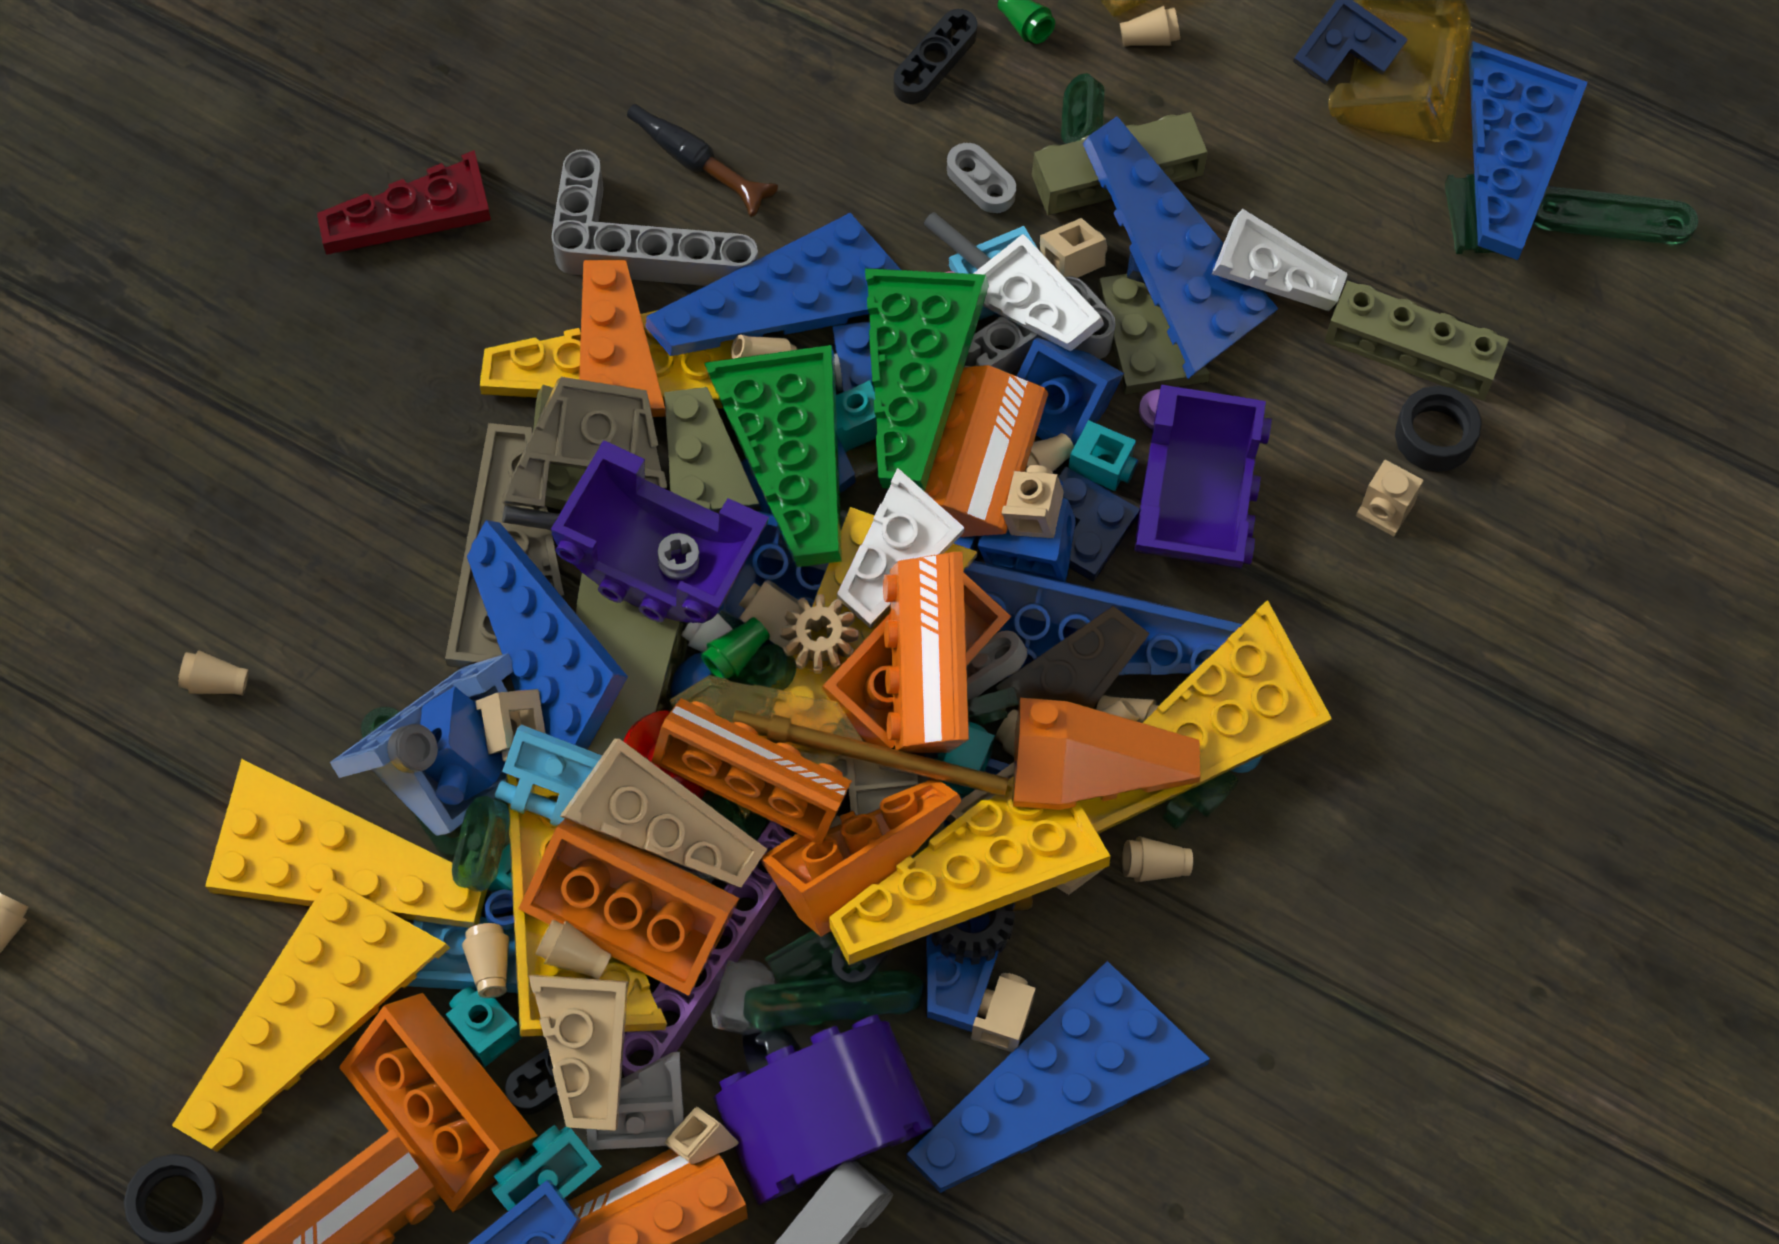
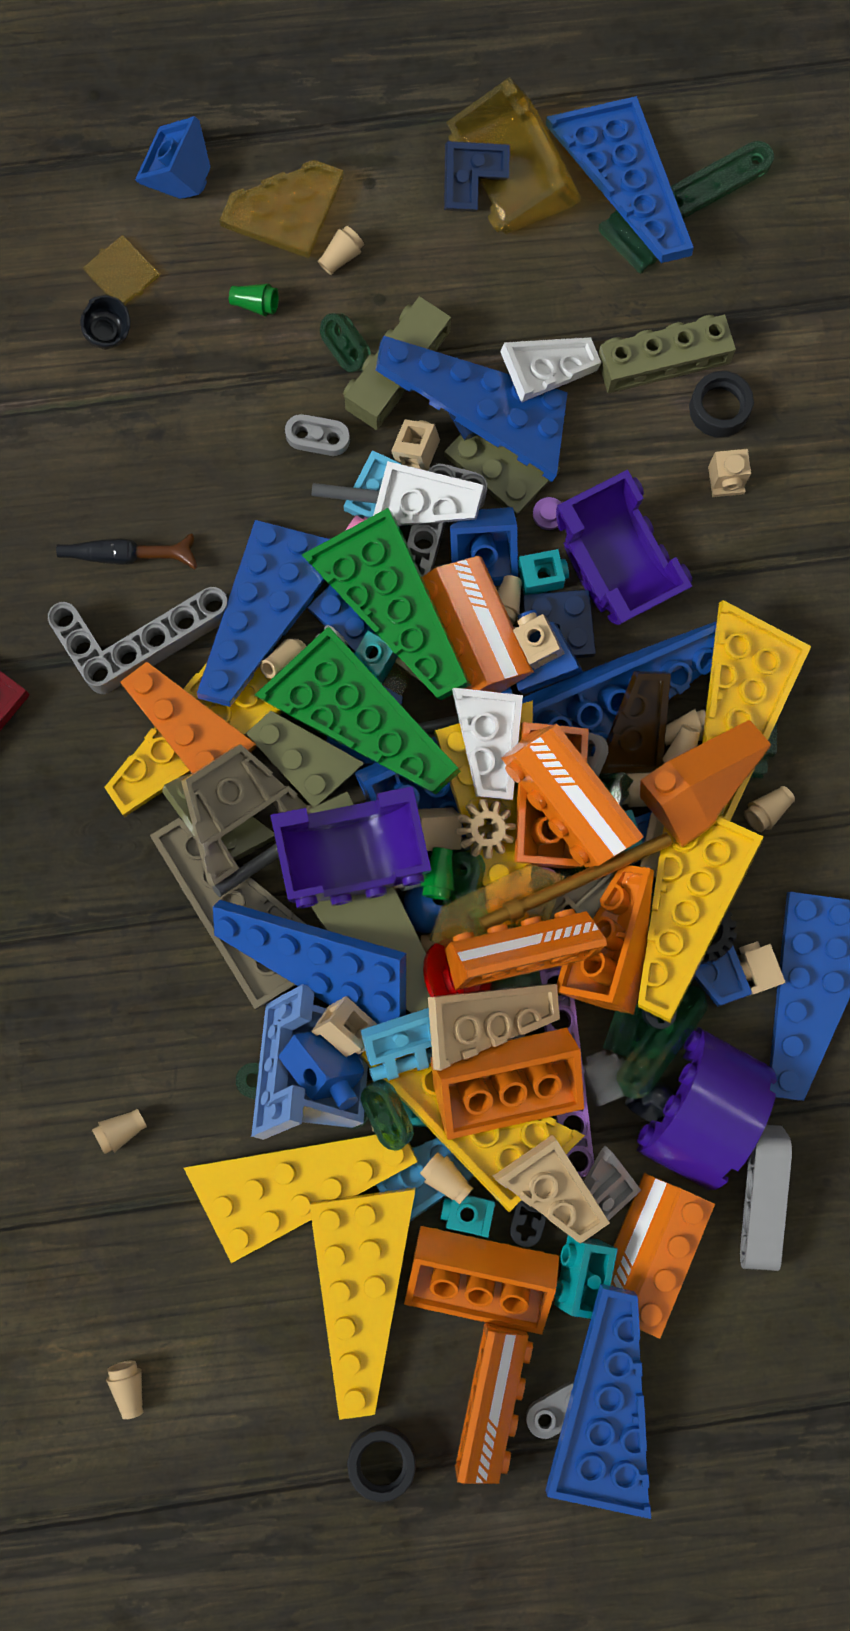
camera: 40 degrees left, 15 degrees up
(412, 748) = (308, 1097): flat silver tile -> none
(500, 903) = (434, 1144): blue hinge -> none
(571, 950) = (499, 1141): tan cone -> none
(688, 546) = (353, 848): light grey bush -> none
(700, 1137) = (653, 1183): tan slope -> none
(932, 72) = (211, 356): black beam -> none

